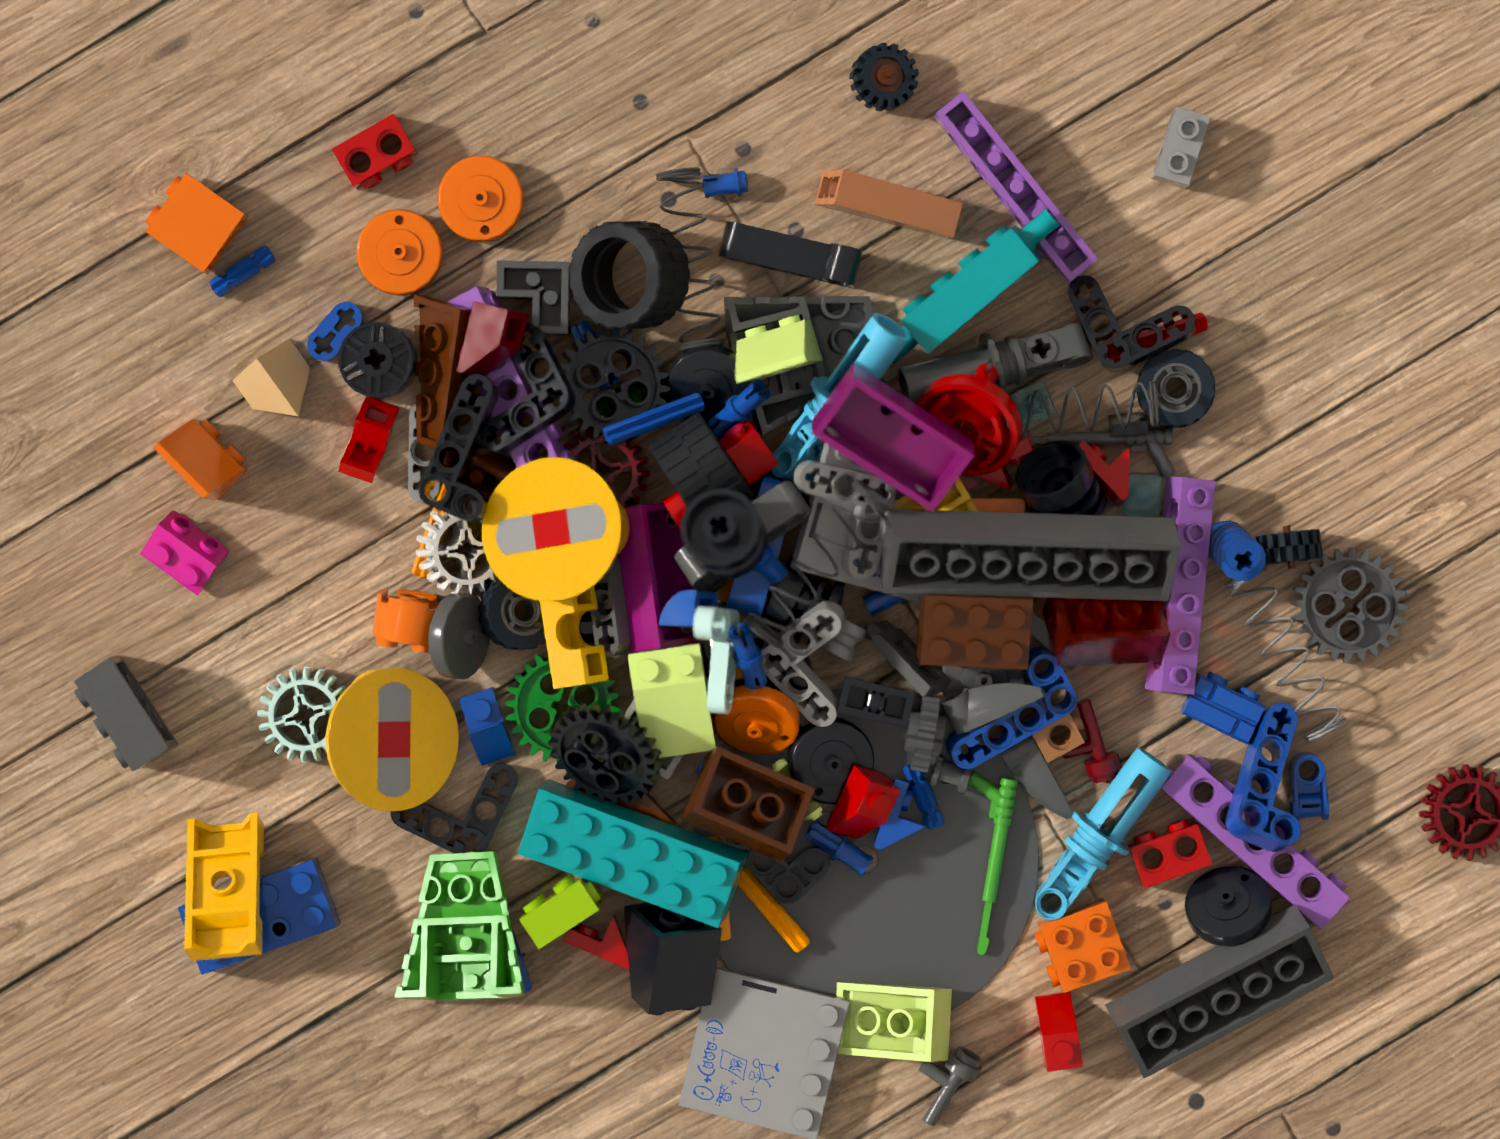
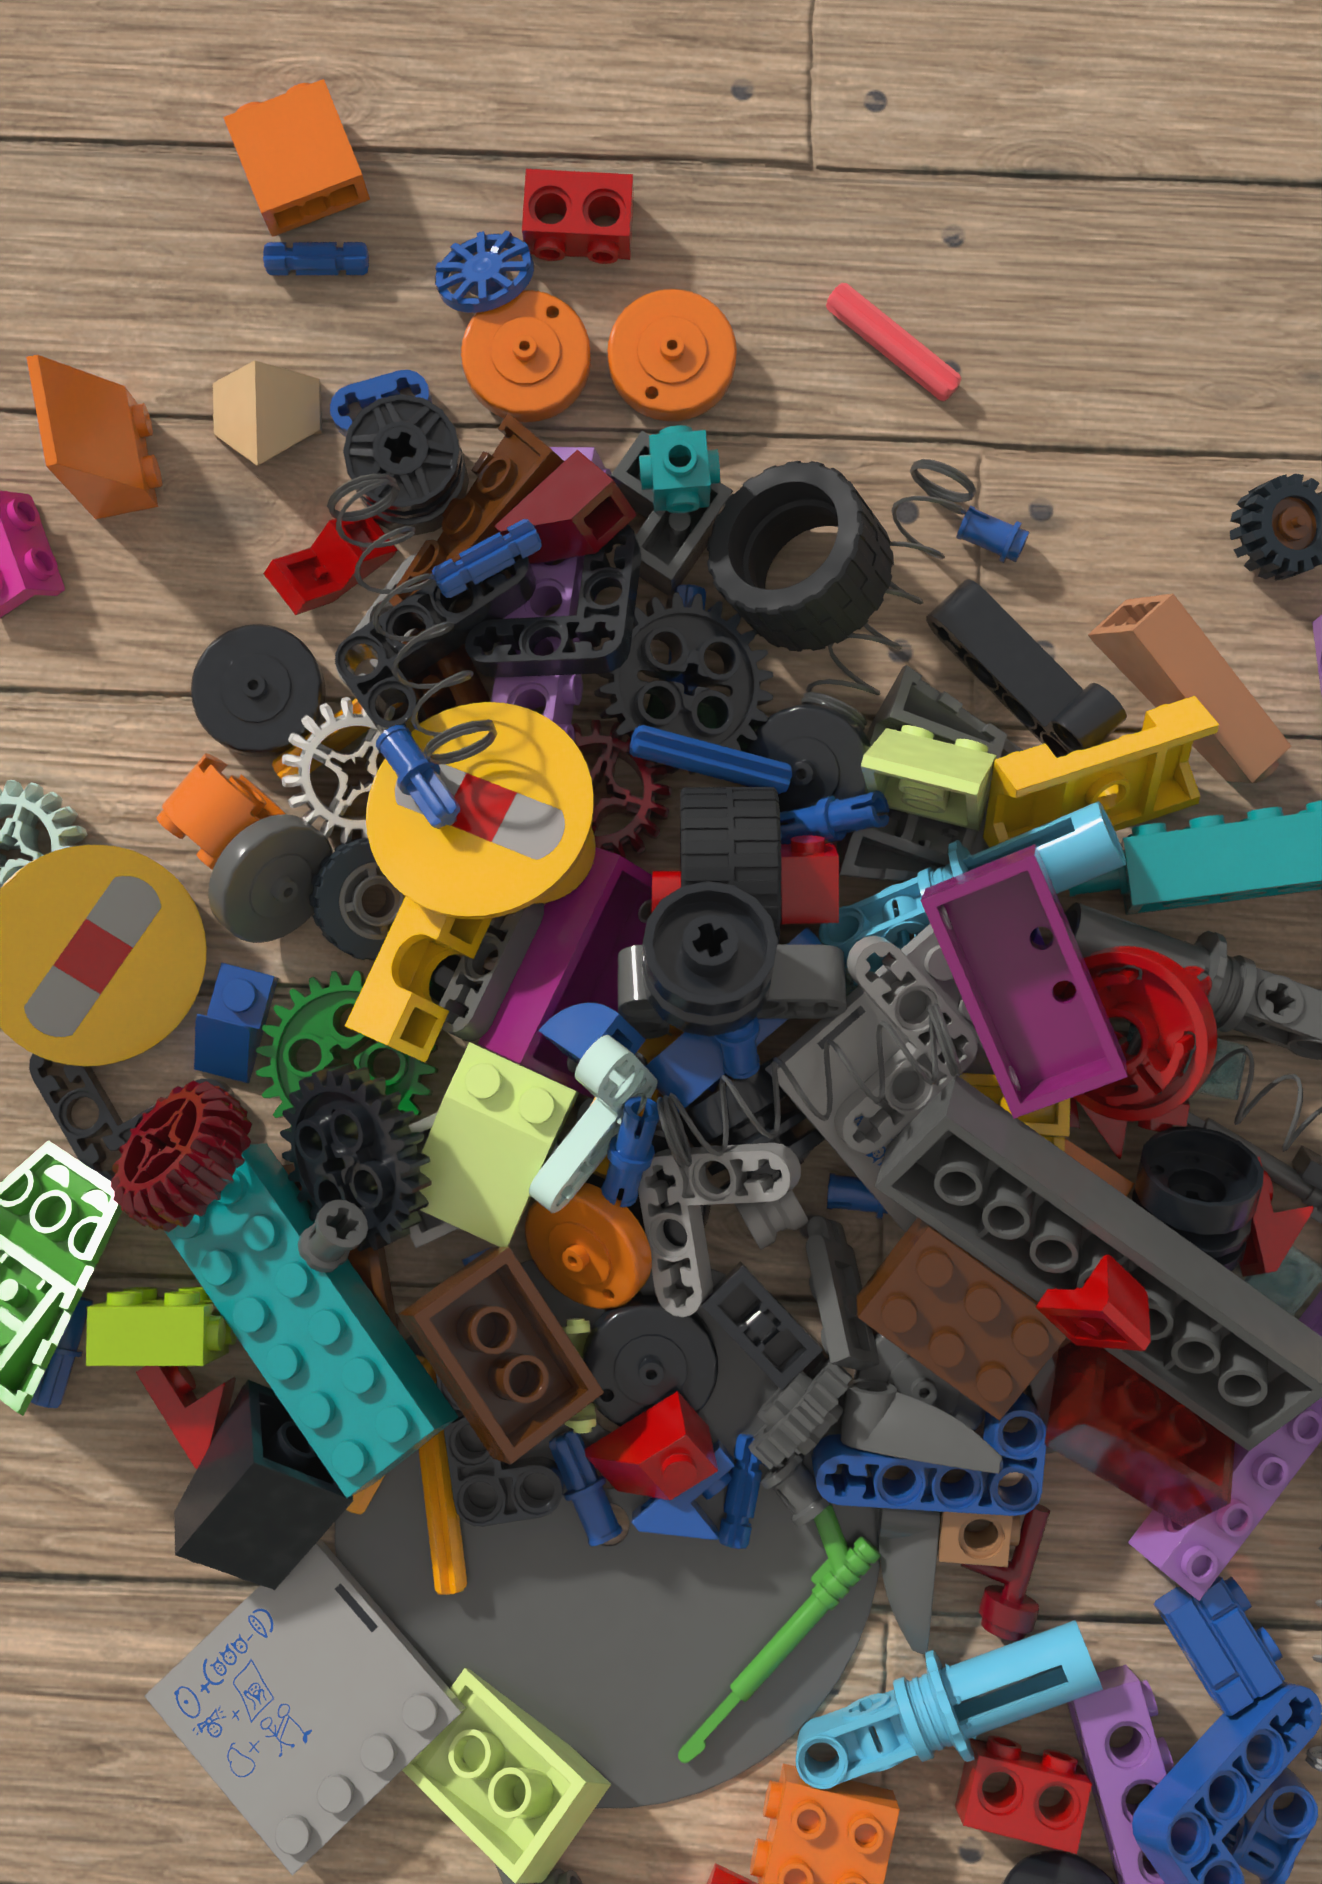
camera: 35 degrees right, 5 degrees down
(344, 219) = (484, 272): none -> blue wheel
(377, 537) = (257, 689): none -> black wheel
(467, 394) = (487, 558): none -> blue axle
(509, 534) = (418, 776): none -> blue axle
(513, 812) = (181, 1156): none -> dark red gear
(526, 495) = (371, 482): none -> dark grey piece
(539, 288) = (676, 487): none -> teal brick
(598, 107) = (893, 341): none -> coral axle
(622, 795) = (336, 1231): none -> dark grey bush
(879, 289) = (1130, 776): none -> yellow piece
(1037, 581) = (1103, 1313): none -> red slope

